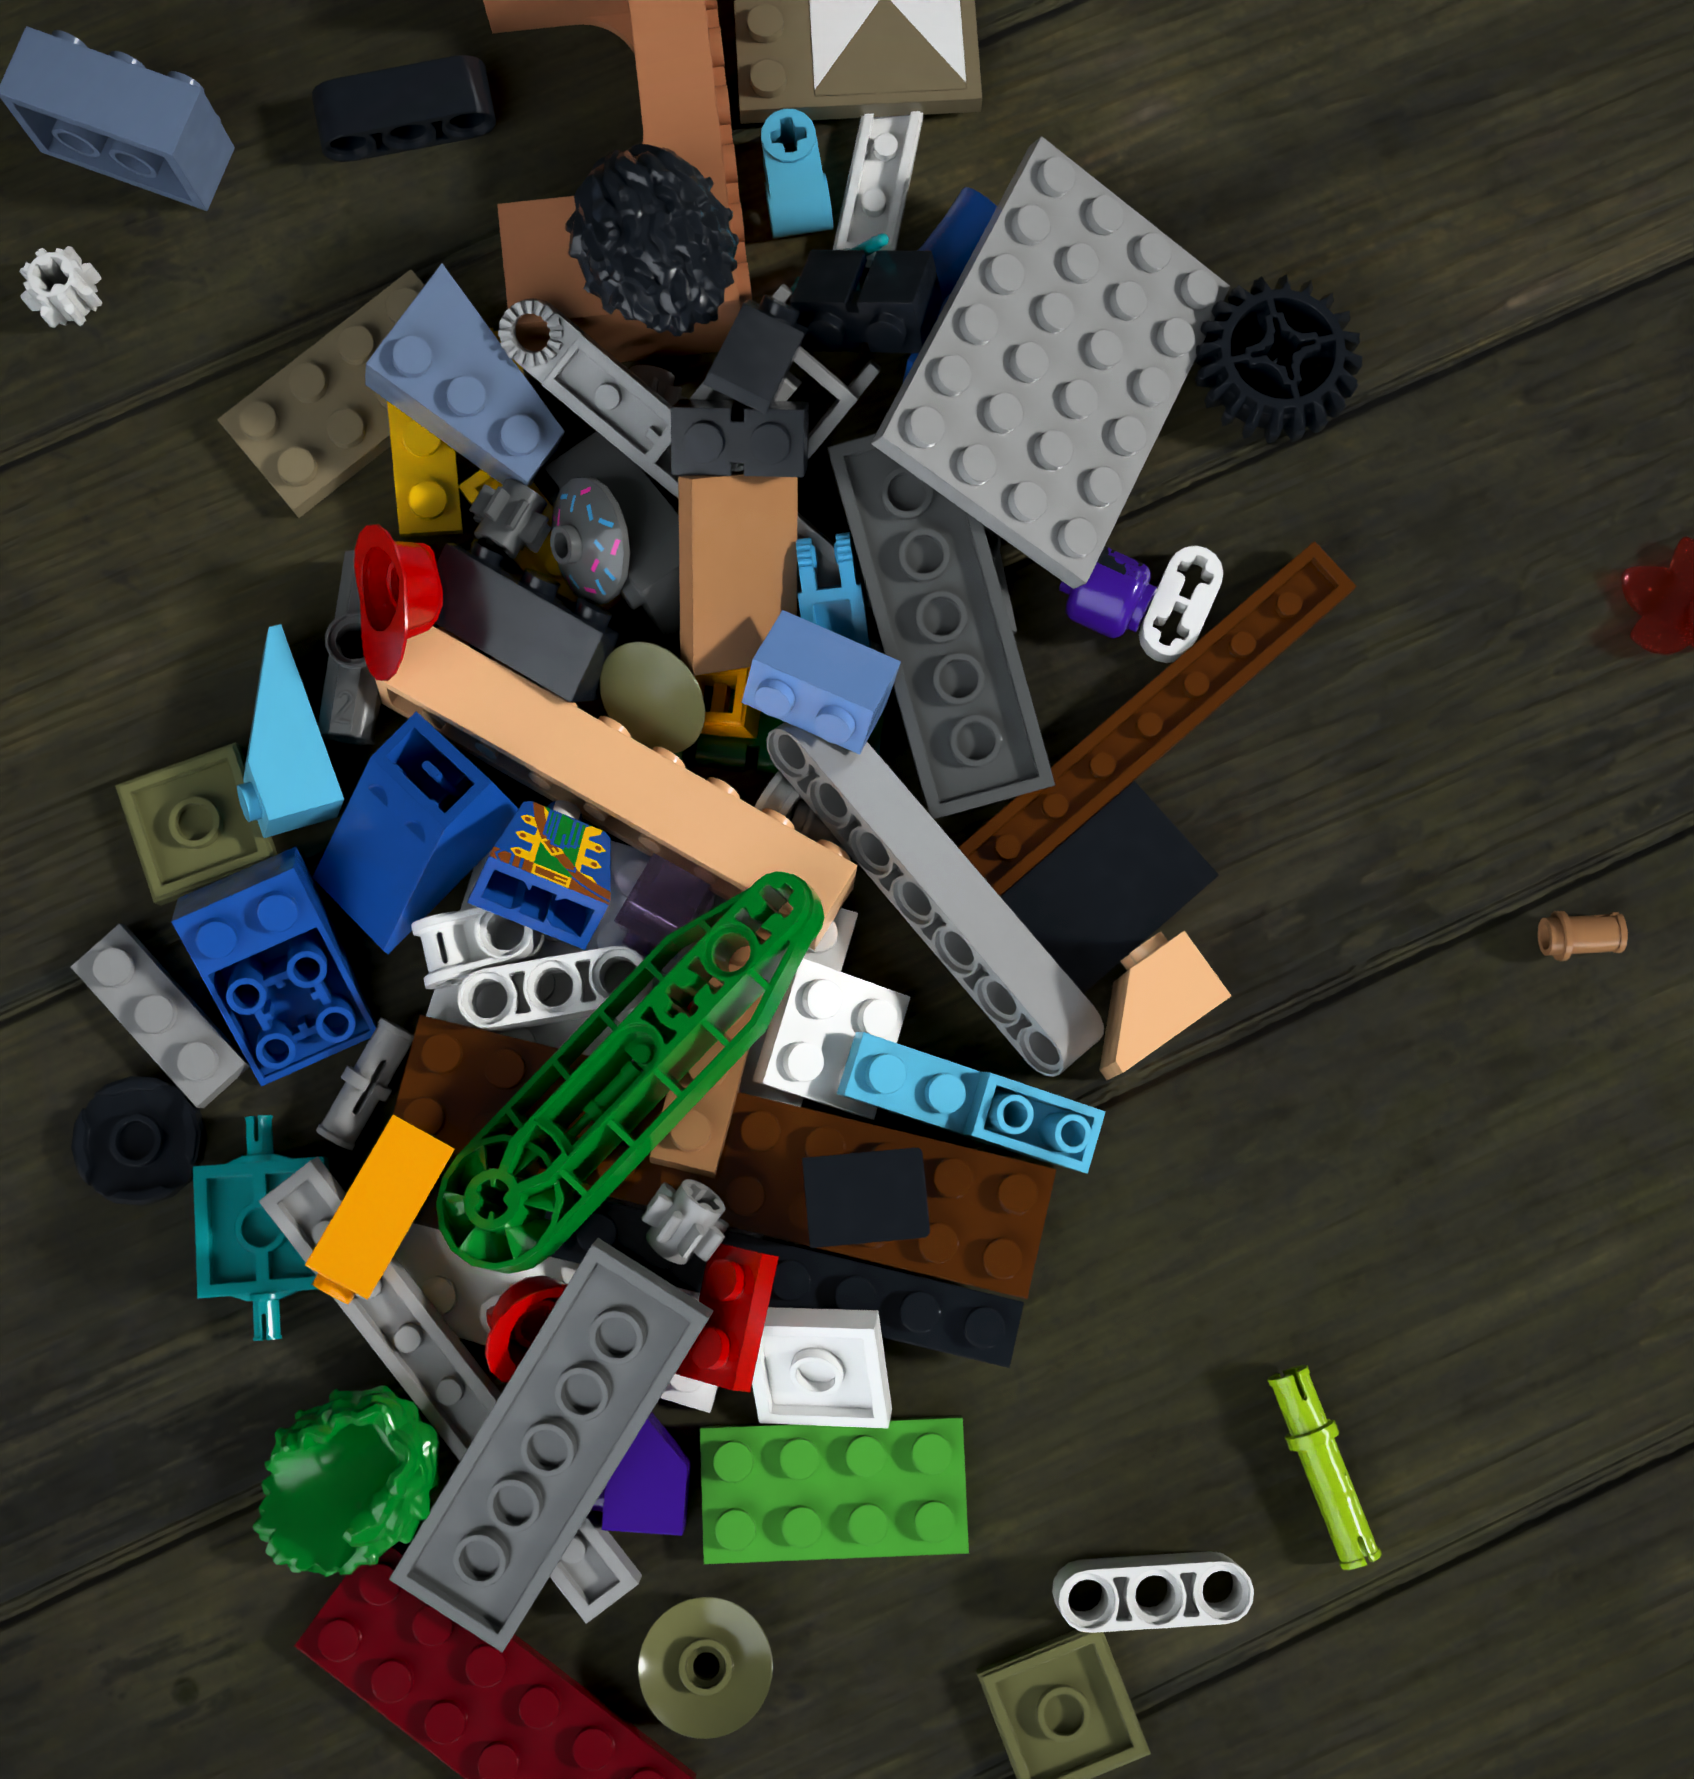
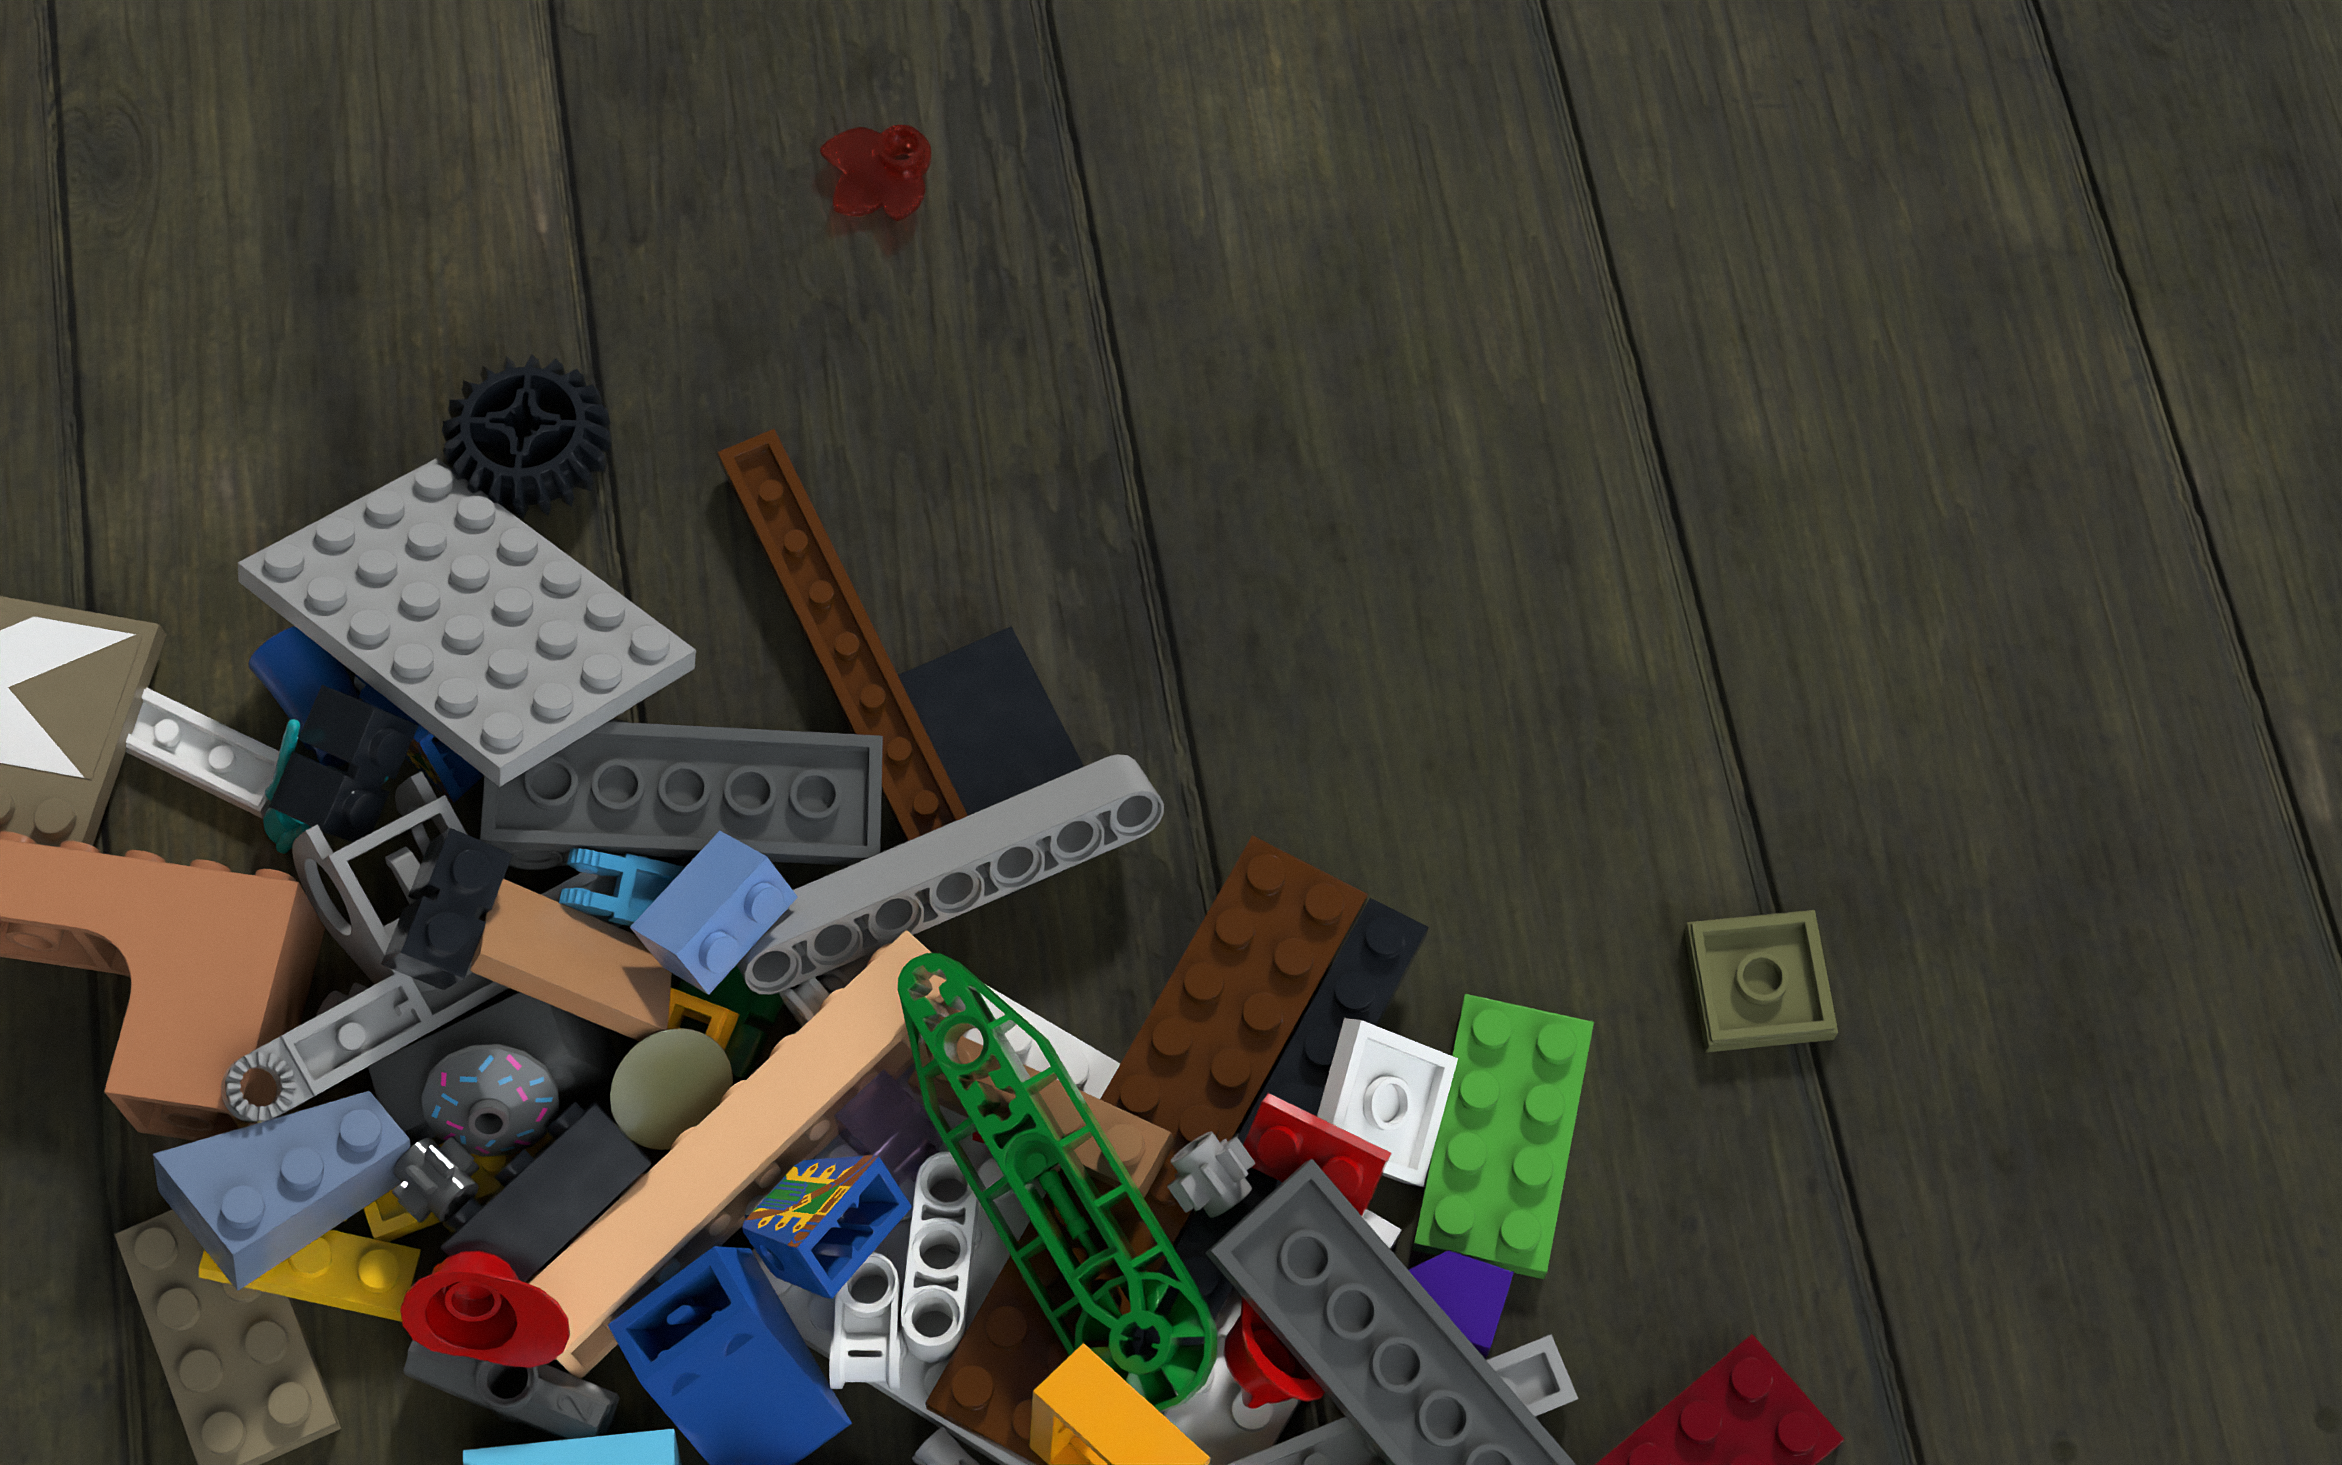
camera: 75 degrees left, 15 degrees down
(653, 239) = (218, 929): black hair -> none
(697, 1704) = (1650, 1261): olive dish -> none
(757, 353) = (377, 855): black slope -> none
(794, 180) = (177, 825): medium azure piece -> none
(816, 1029) = (1076, 1007): white plate -> none
(866, 1197) = (1233, 997): black piece -> none
(971, 1102) = (1166, 903): medium azure slope -> none
(1113, 596) = (719, 640): dark purple head -> none
(1156, 999) = (1118, 703): light nougat slope -> none
(1181, 1606) = (1677, 840): white beam -> none
(1193, 609) = (728, 600): white beam -> none
(1315, 1443) = (1575, 689): lime pin -> none
(1568, 935) = (1158, 350): medium nougat pin -> none

